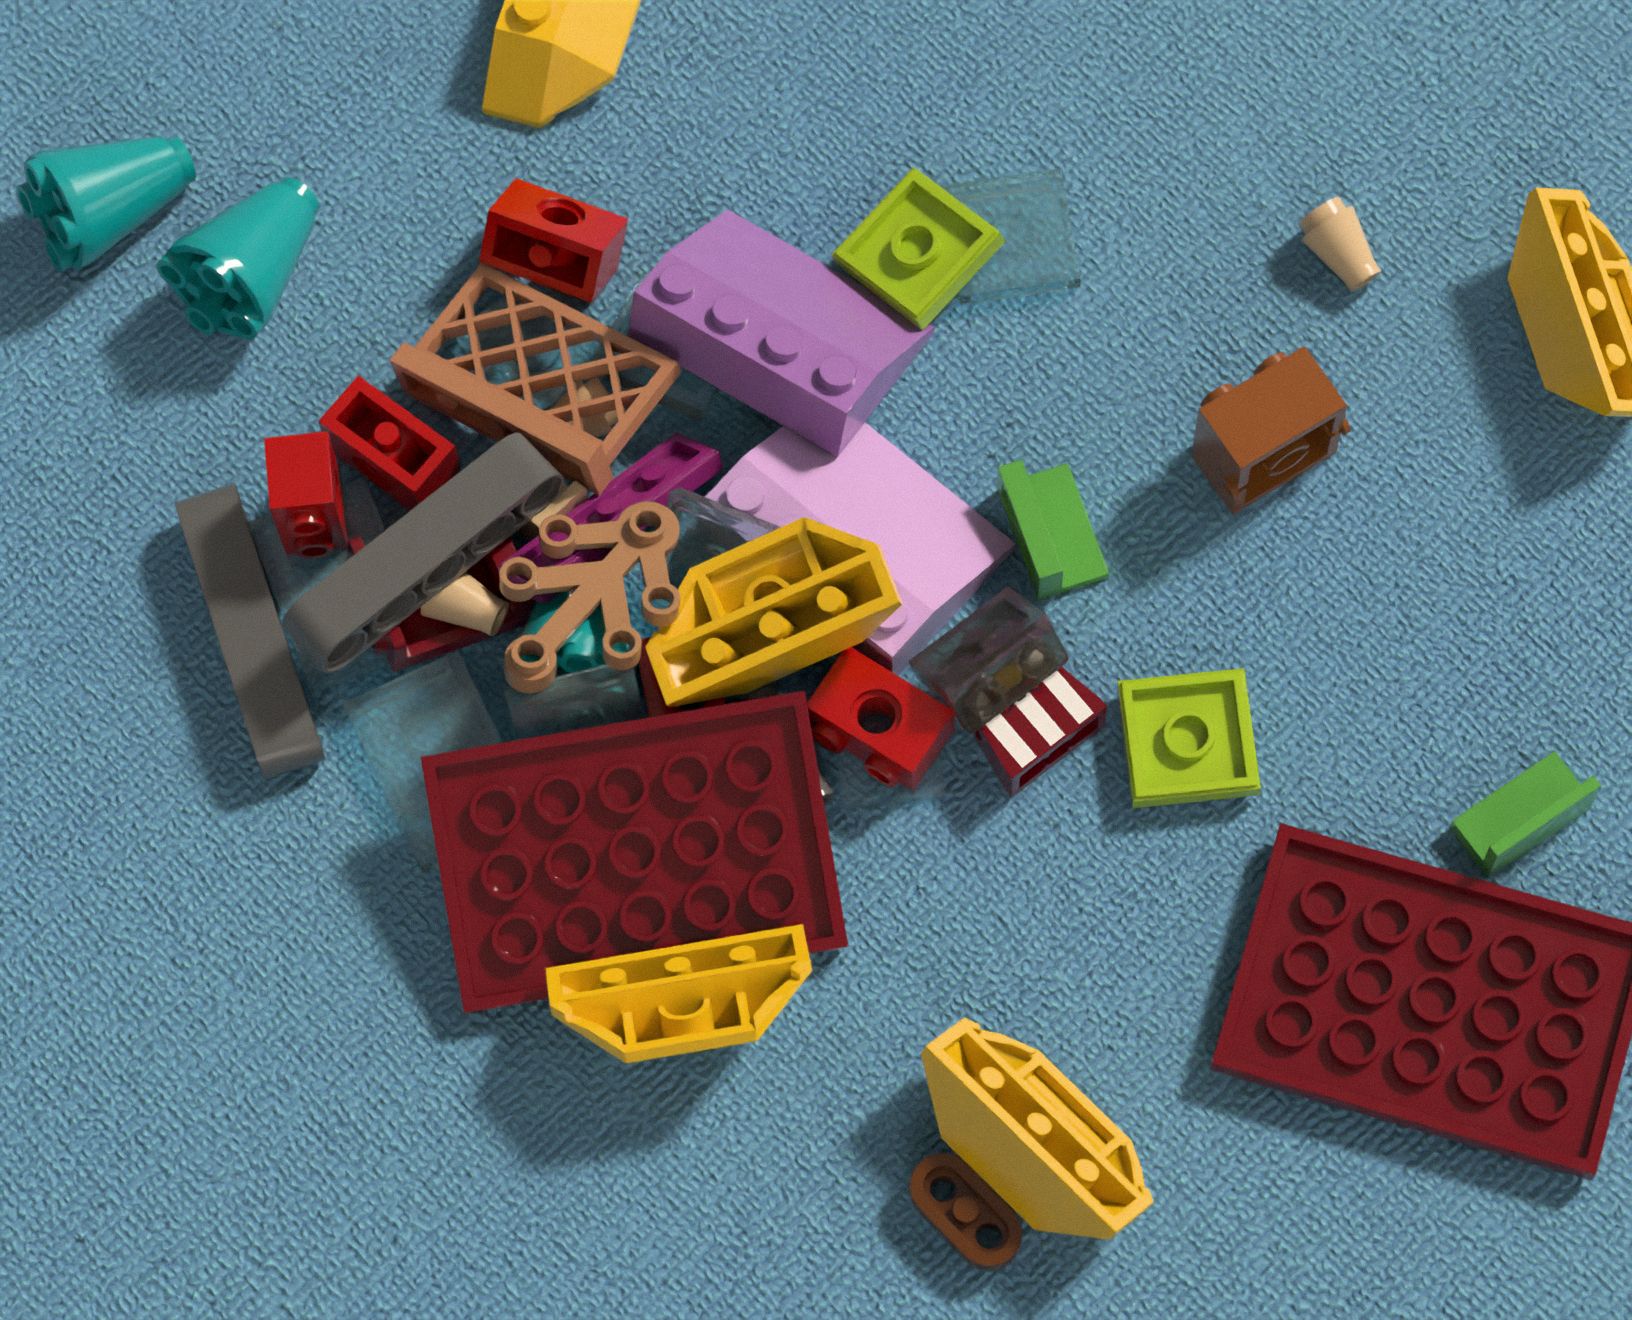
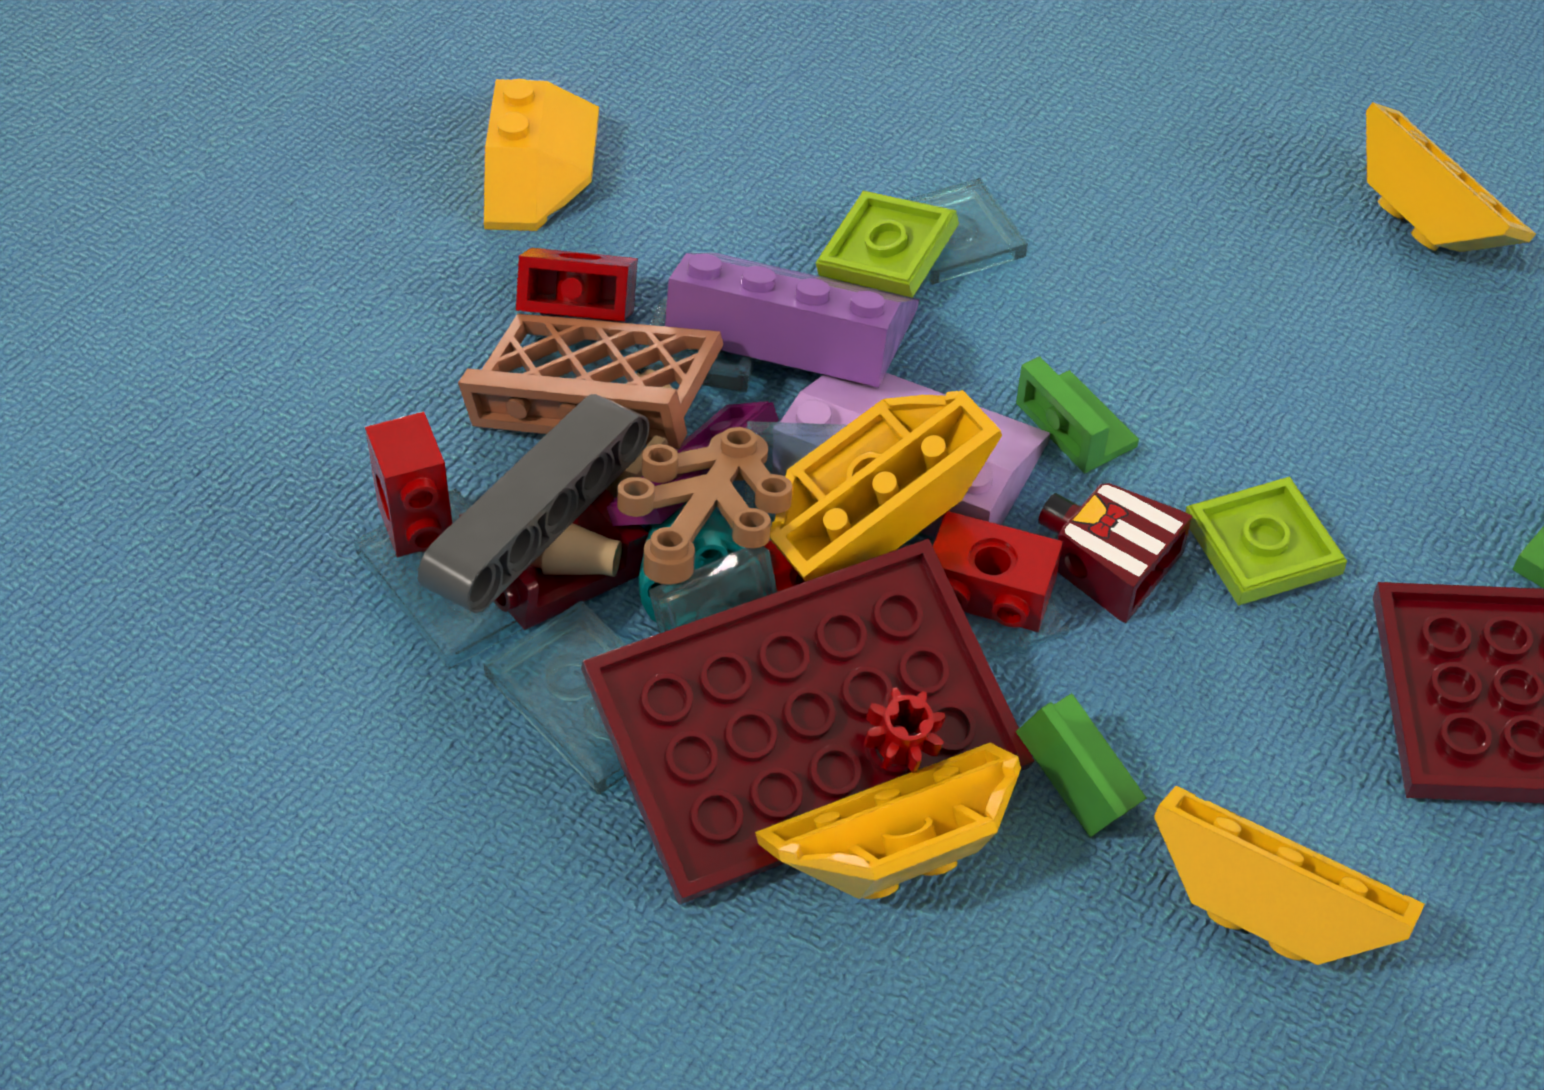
camera: 20 degrees left, 20 degrees down
(101, 193) = (157, 319): teal cone -> none
(241, 259) = (297, 347): teal cone -> none
(250, 631) = (380, 624): dark grey beam -> none
(388, 444) = (477, 441): red brick -> none
(700, 887) = (913, 716): none -> red gear
(892, 963) = (1080, 764): none -> bright green panel
(967, 1213) = (1241, 968): reddish brown plate -> none
(991, 659) = (1080, 494): clear smoke bracket -> none
(1268, 428) = (1234, 299): dark orange brick -> none
(1340, 243) = (1223, 186): tan cone -> none

